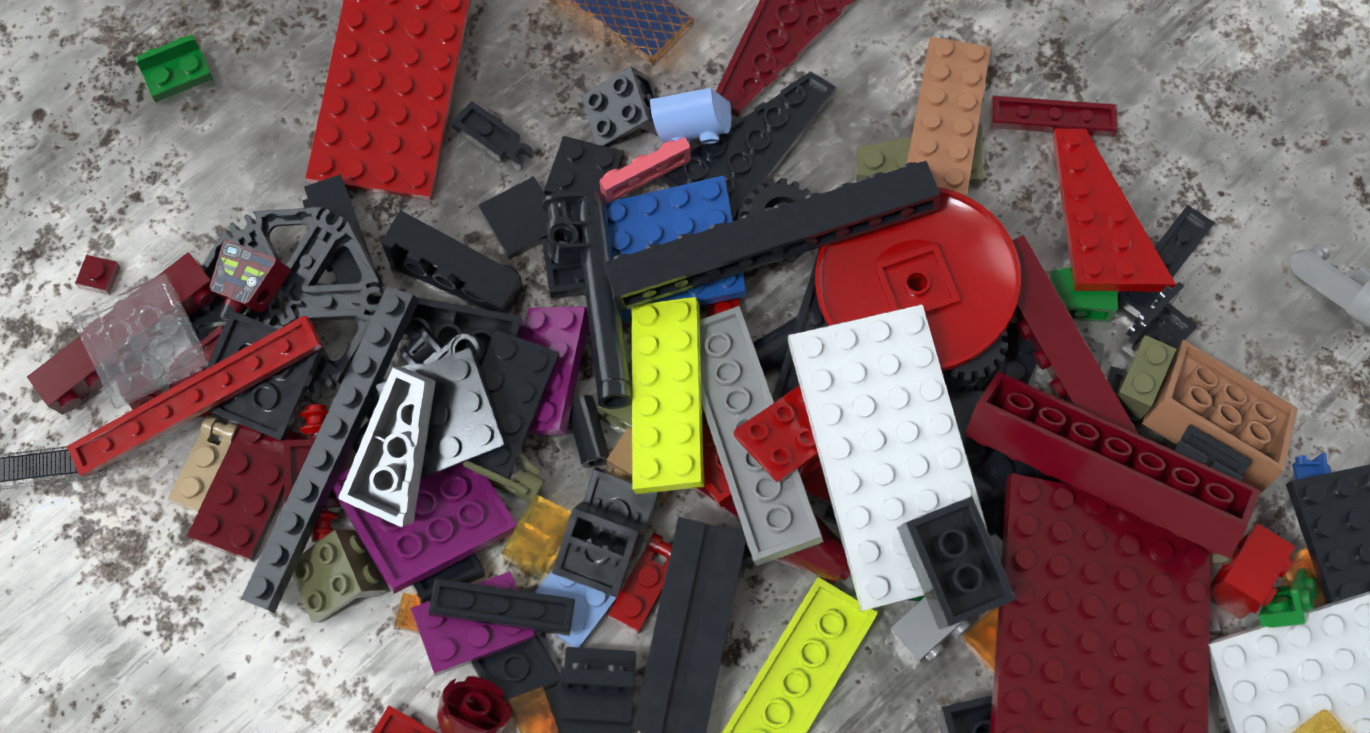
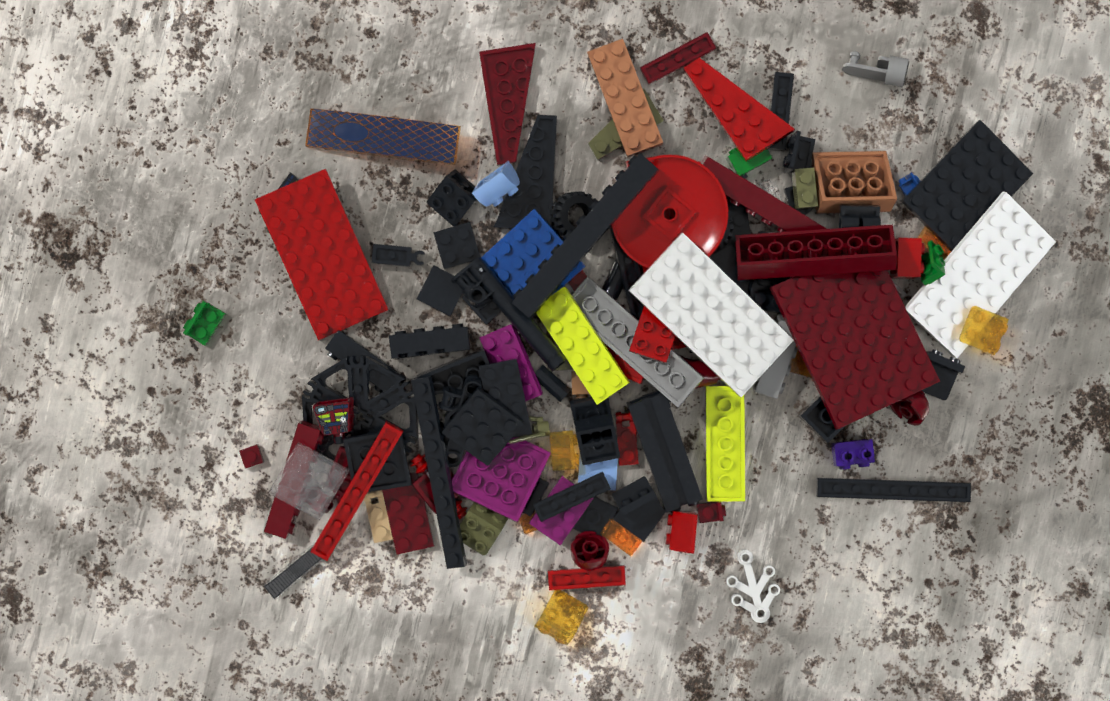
camera: 30 degrees left, 20 degrees up
(392, 451) = (477, 466): light grey wedge -> none
(645, 169) = (490, 229): coral plate -> none
(955, 563) = (773, 353): black brick -> none

